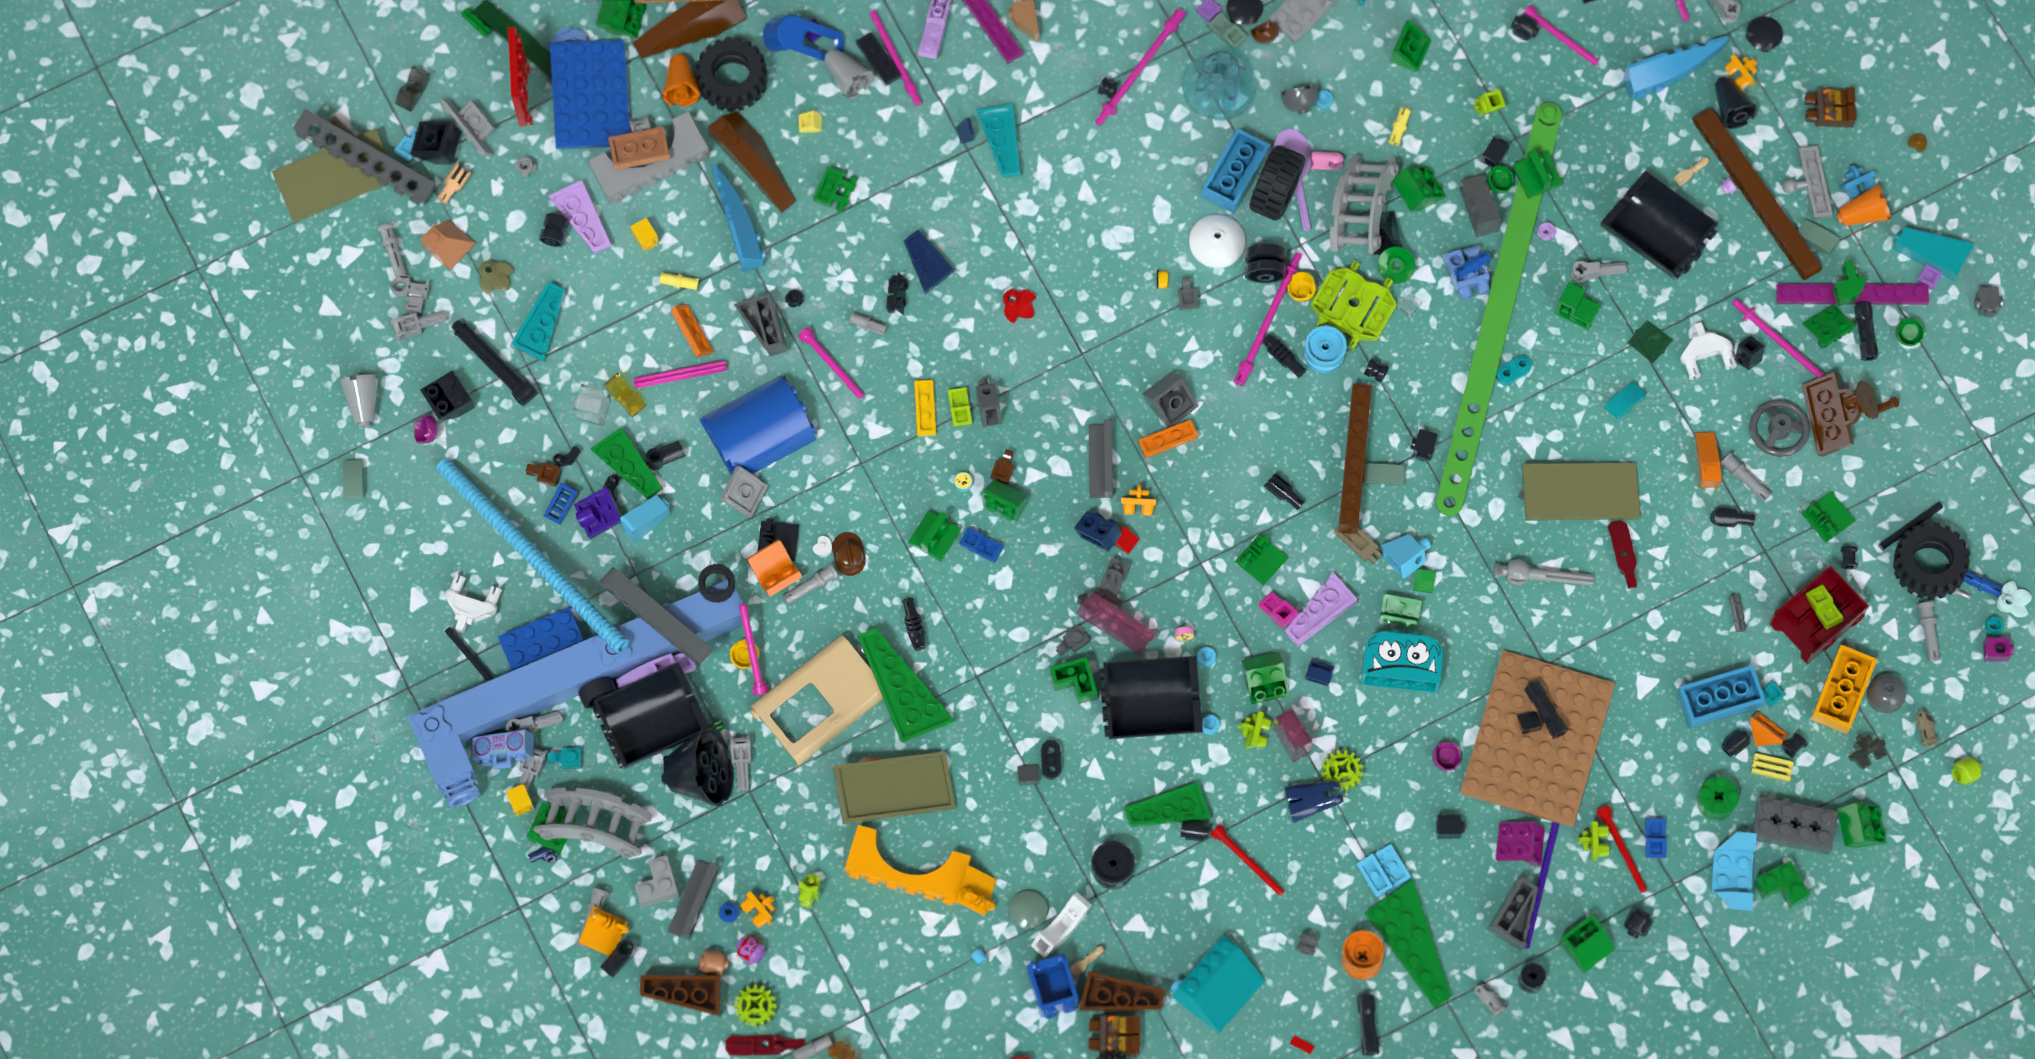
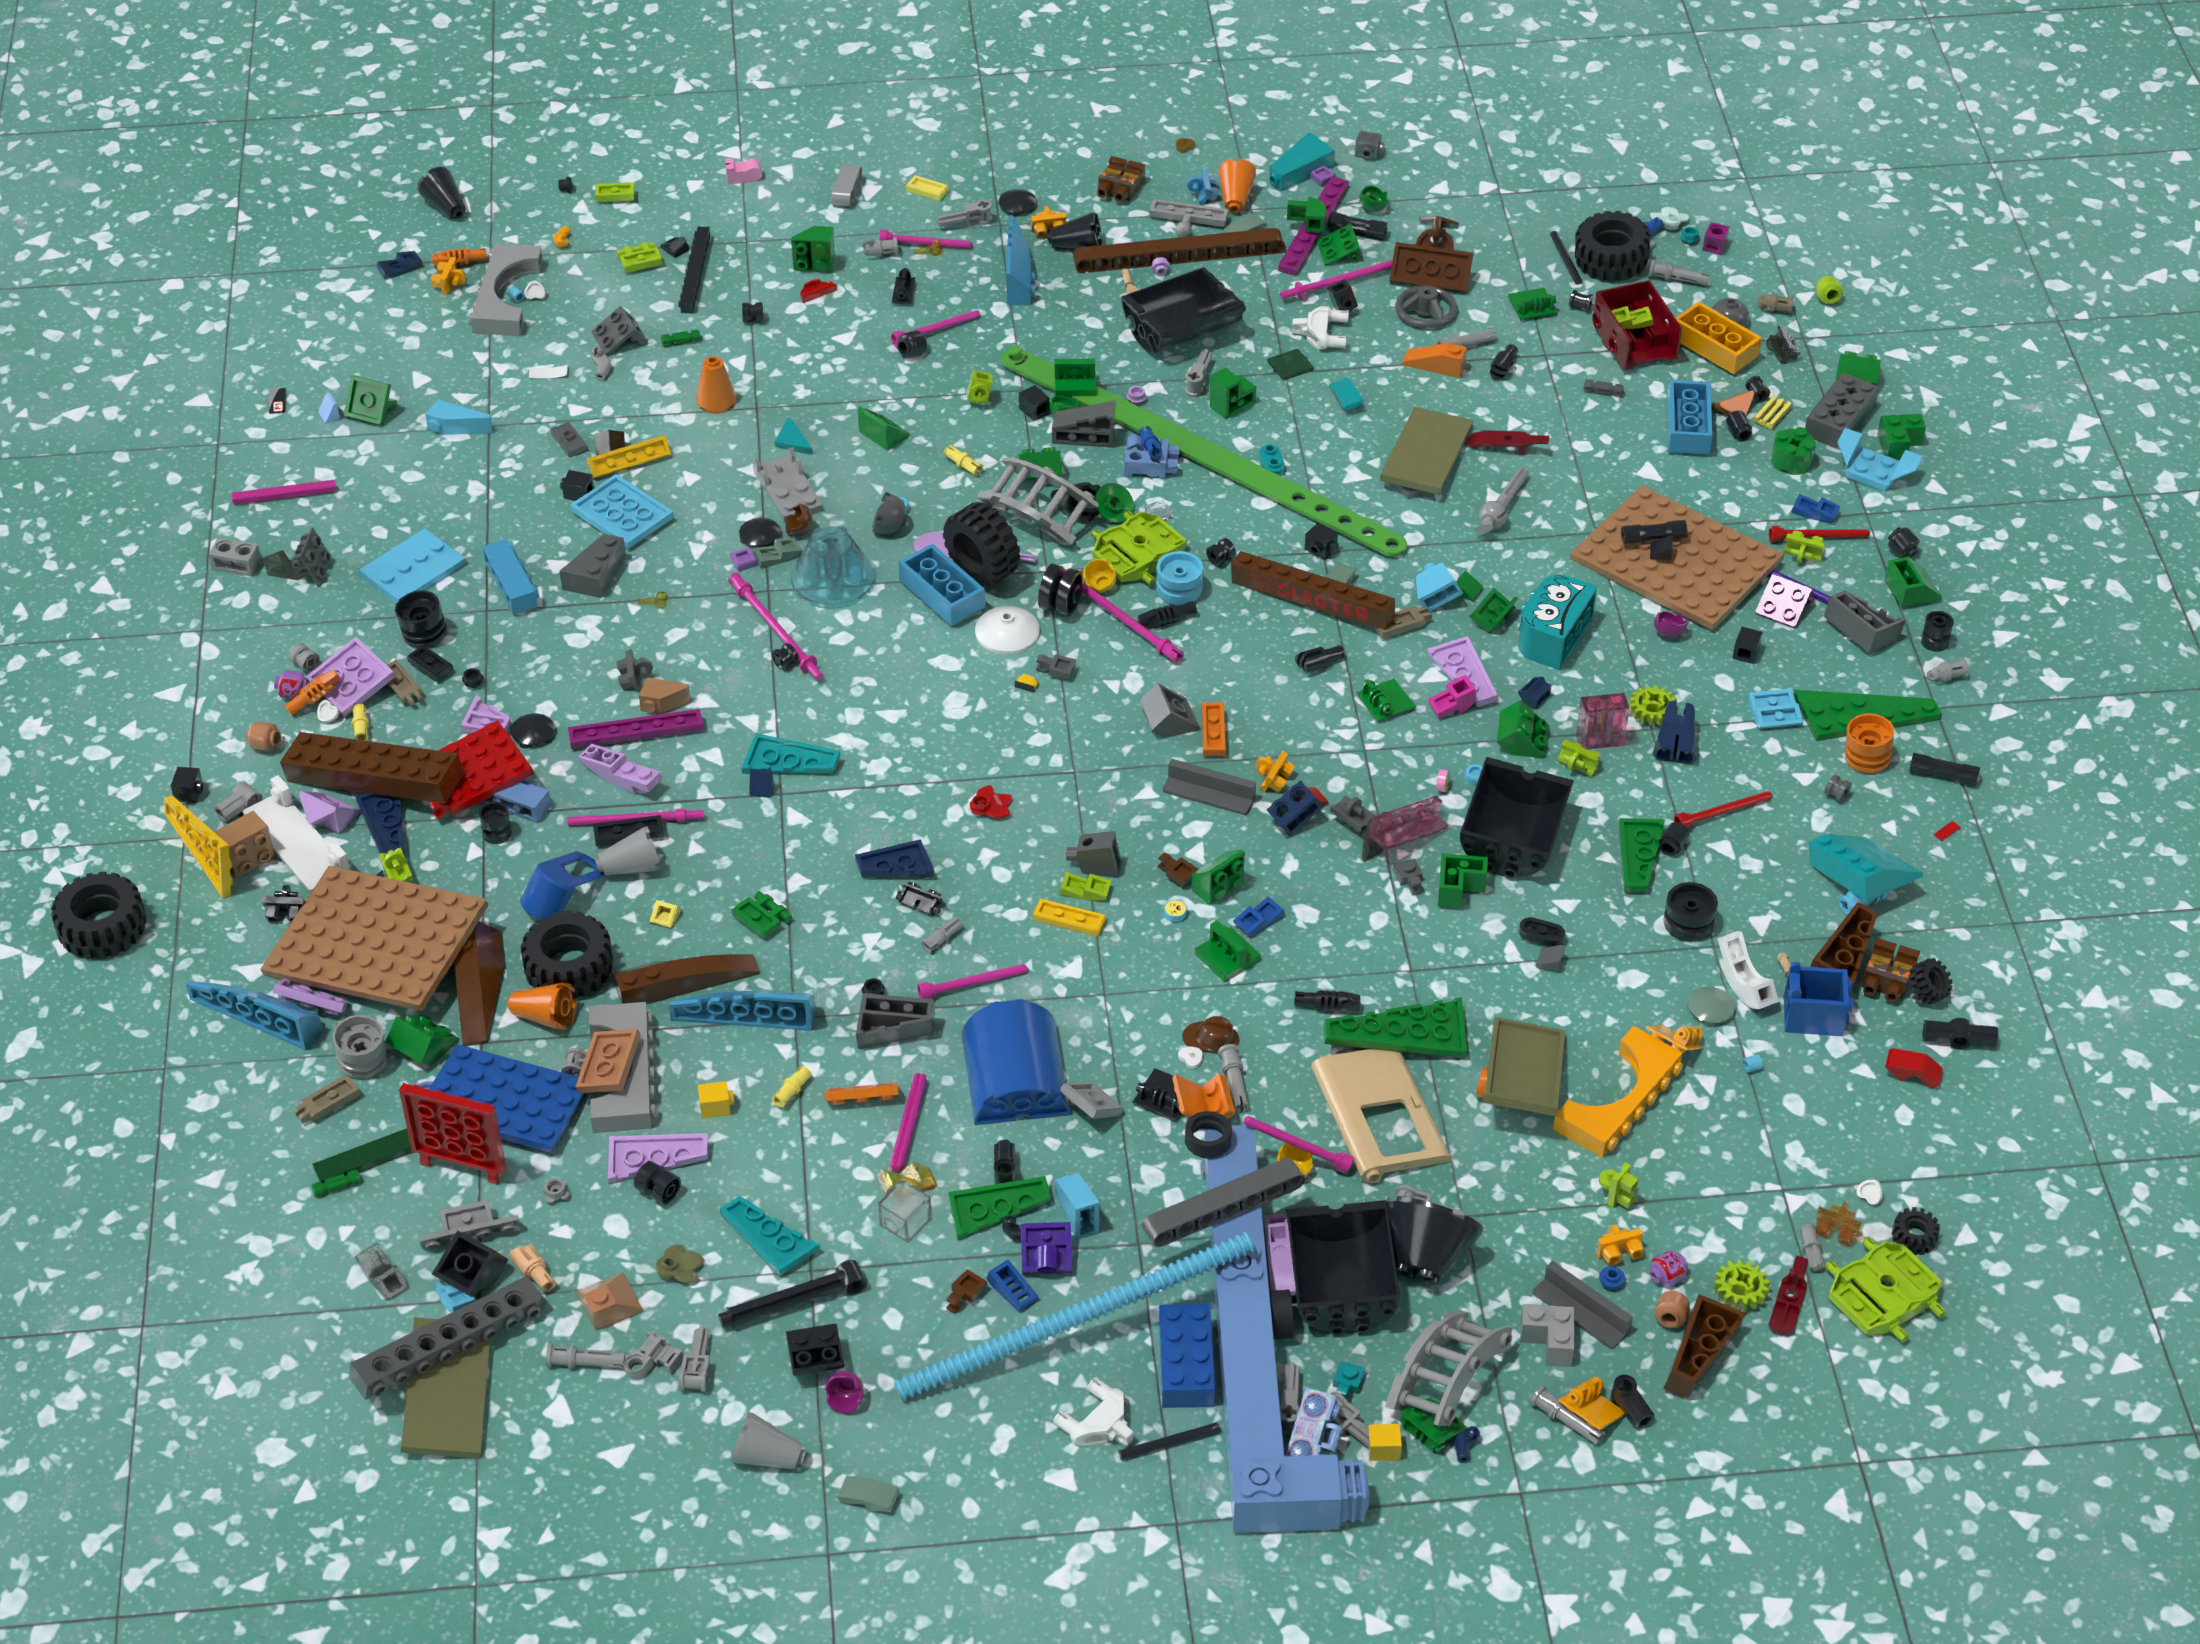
camera: 70 degrees left, 25 degrees down
(565, 460) = (958, 1262): black arm -> none

